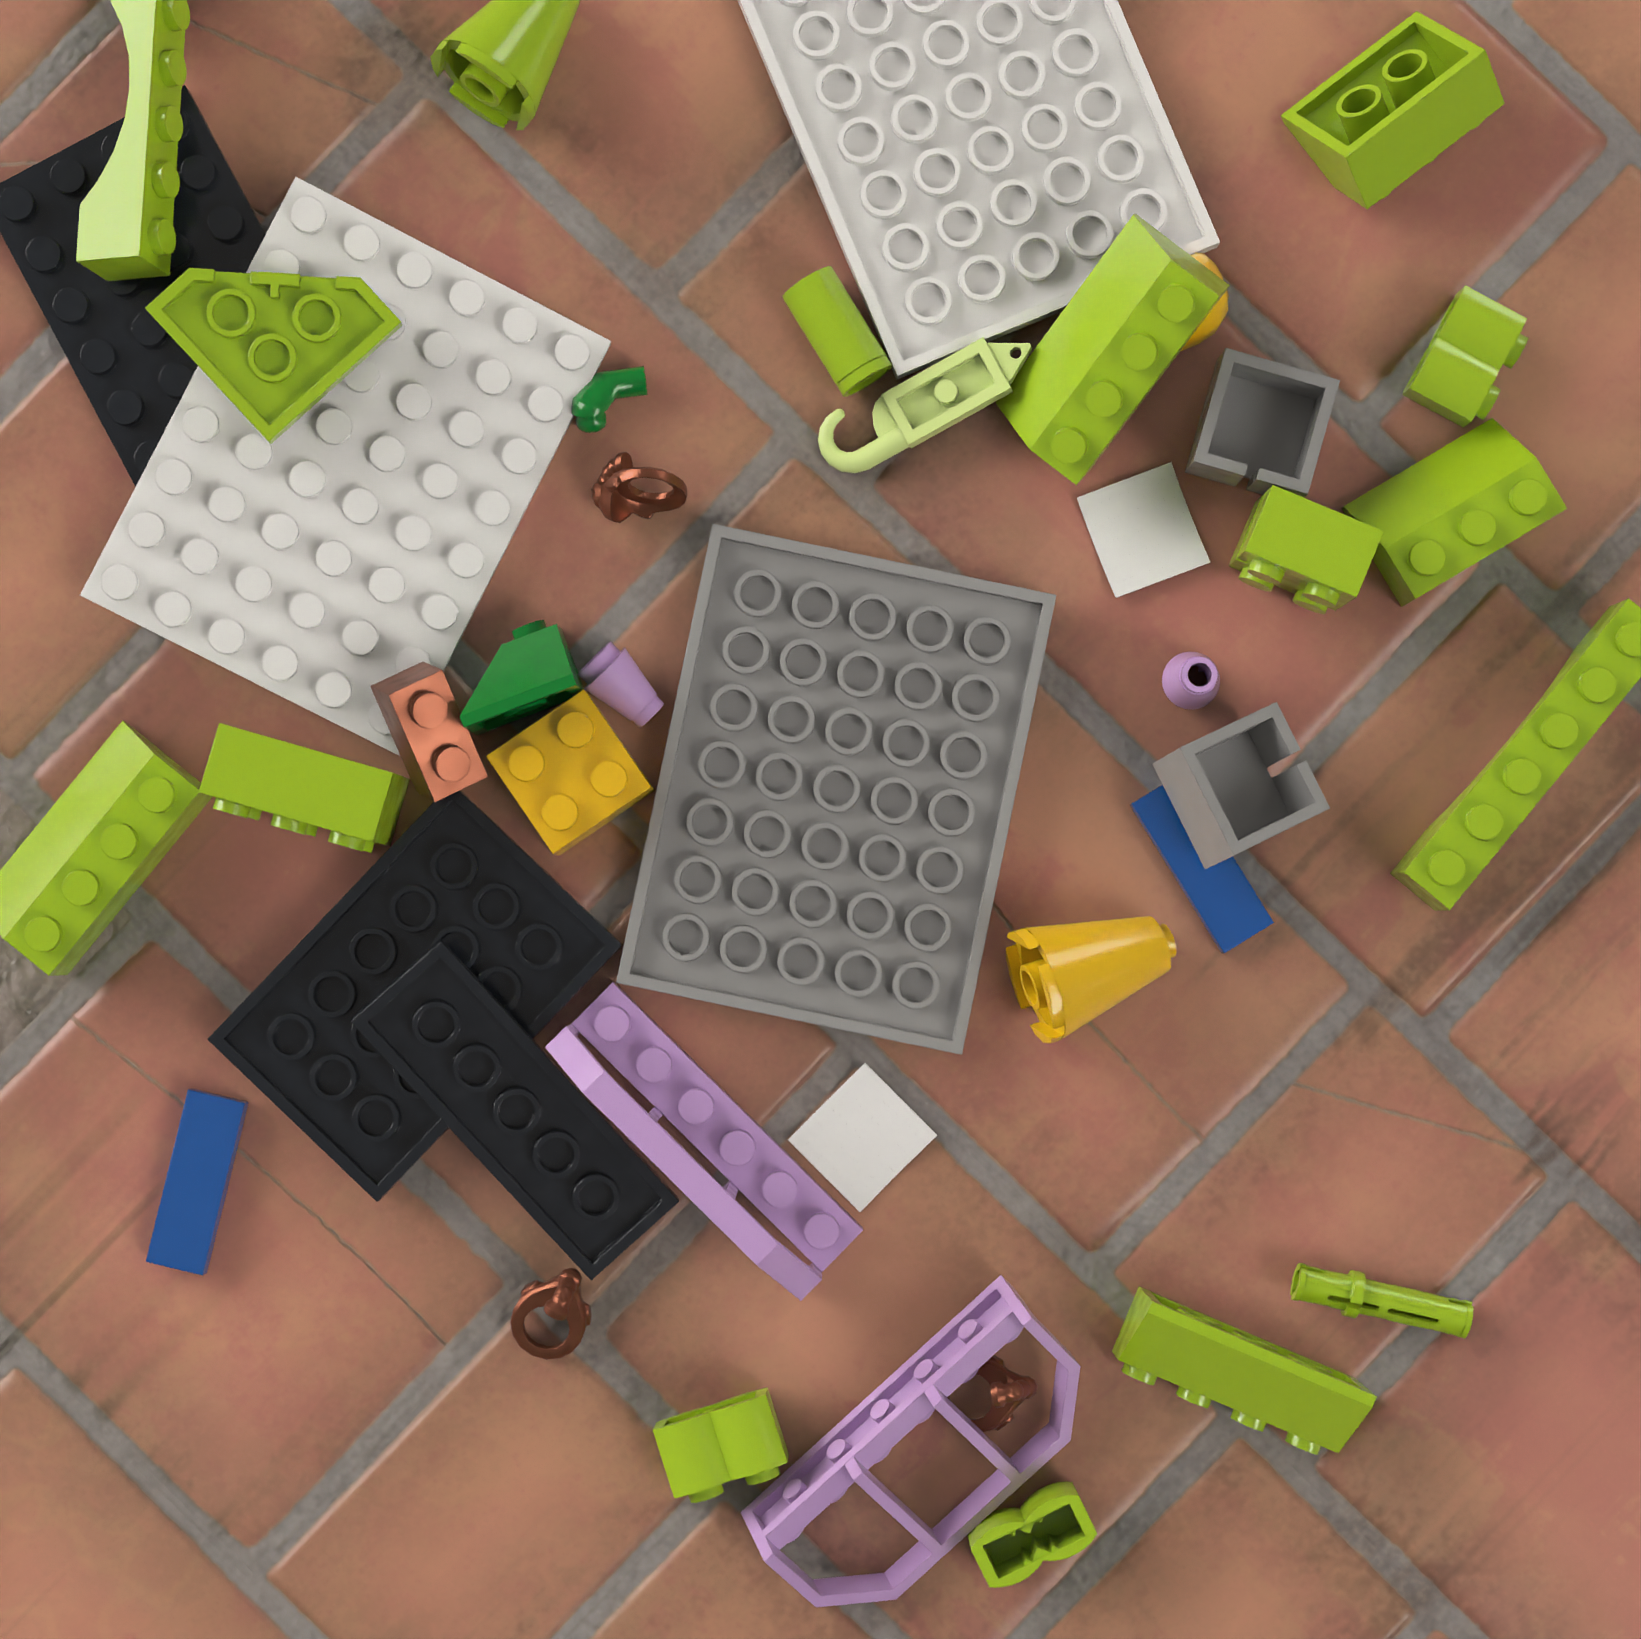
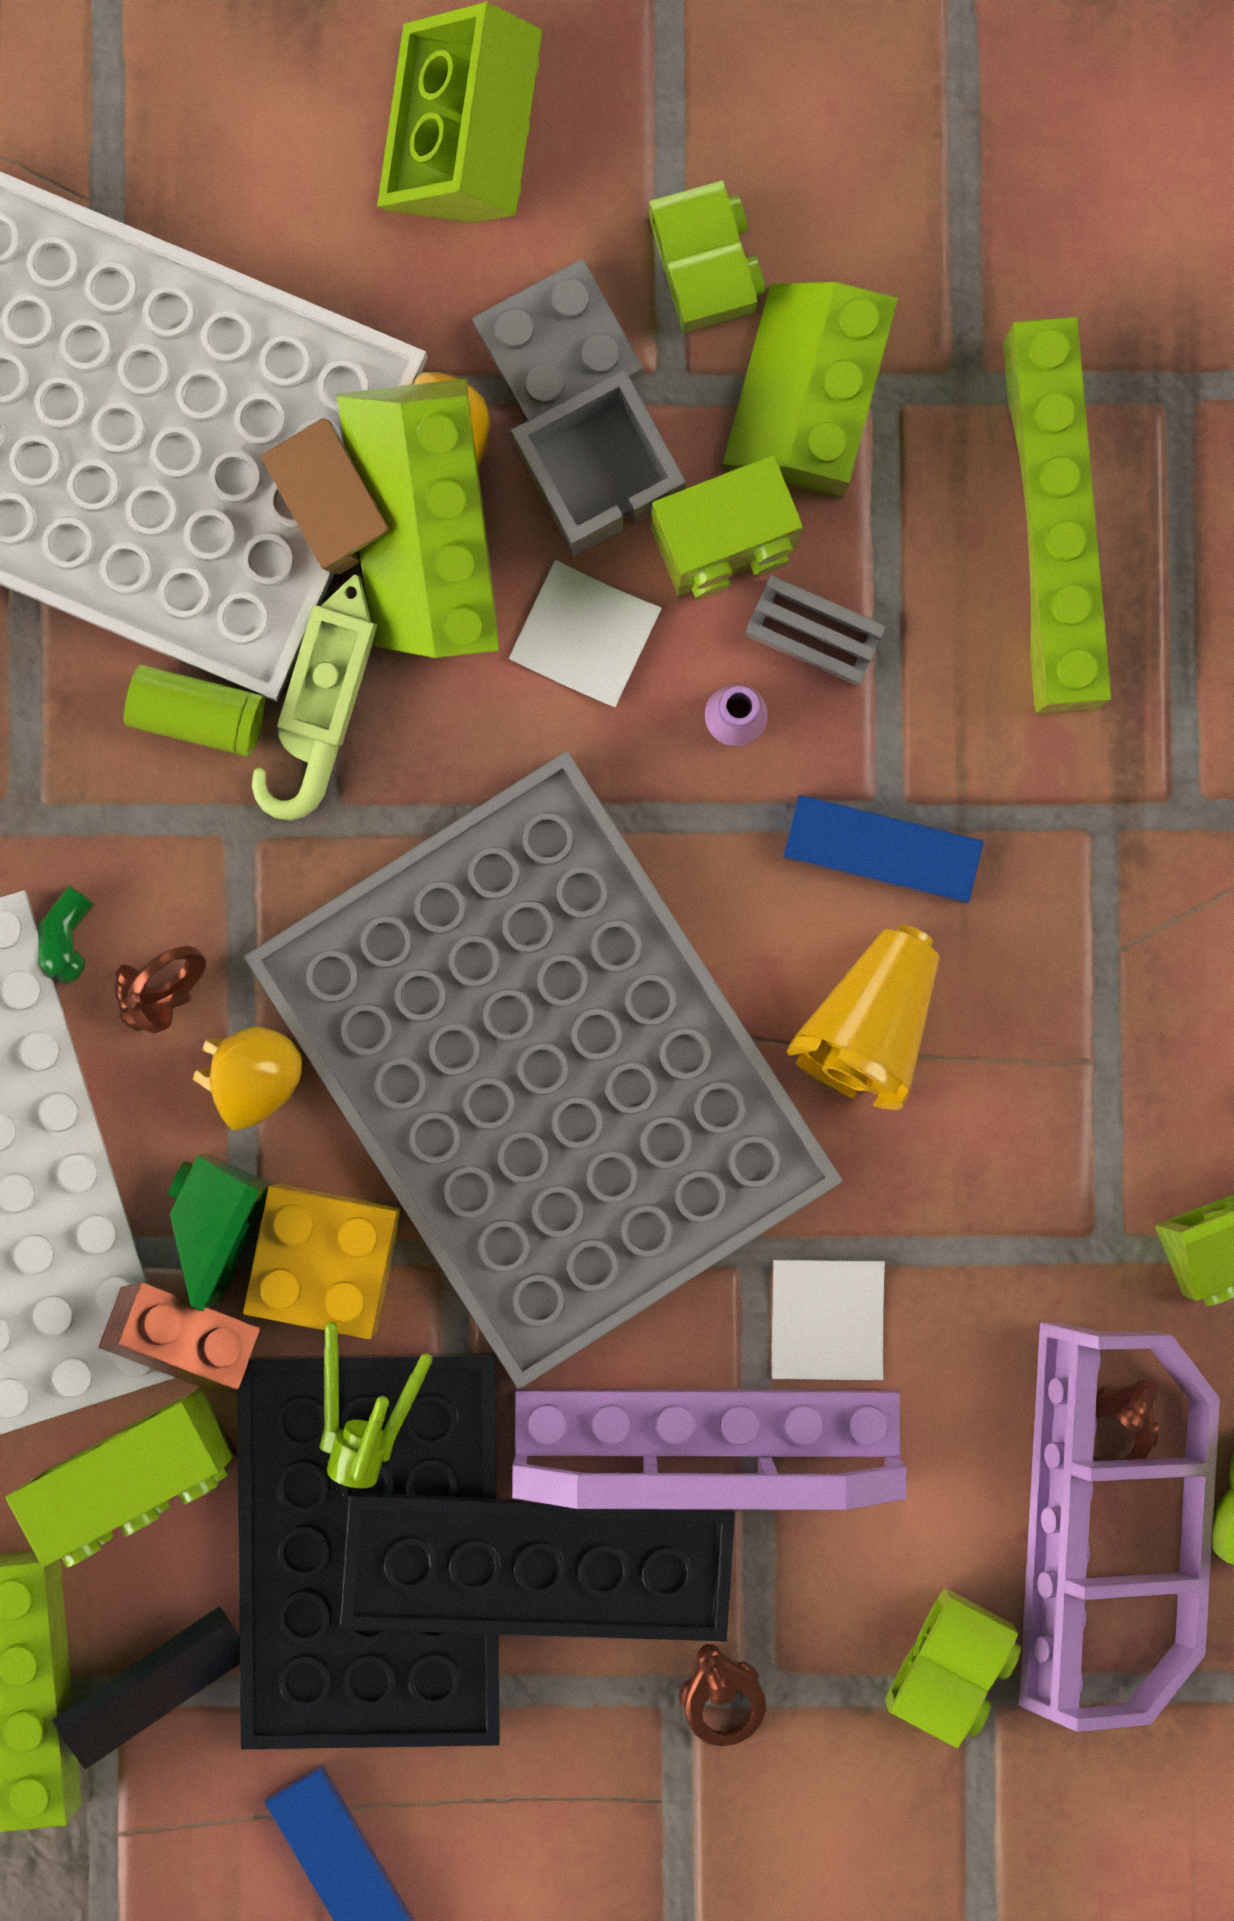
camera: 45 degrees left, 0 degrees up
(188, 941) = (150, 1688): none -> black tile
(479, 918) = (362, 1444): none -> lime plant
(621, 684) = (294, 1152): lavender cone -> none
(641, 605) = (250, 1075): none -> yellow piece
(1062, 273) = (326, 495): none -> medium nougat panel
(1227, 792) = (853, 775): light grey piece -> none
(1313, 317) = (555, 340): none -> light grey plate
(1318, 667) = (824, 608): none -> light grey tile

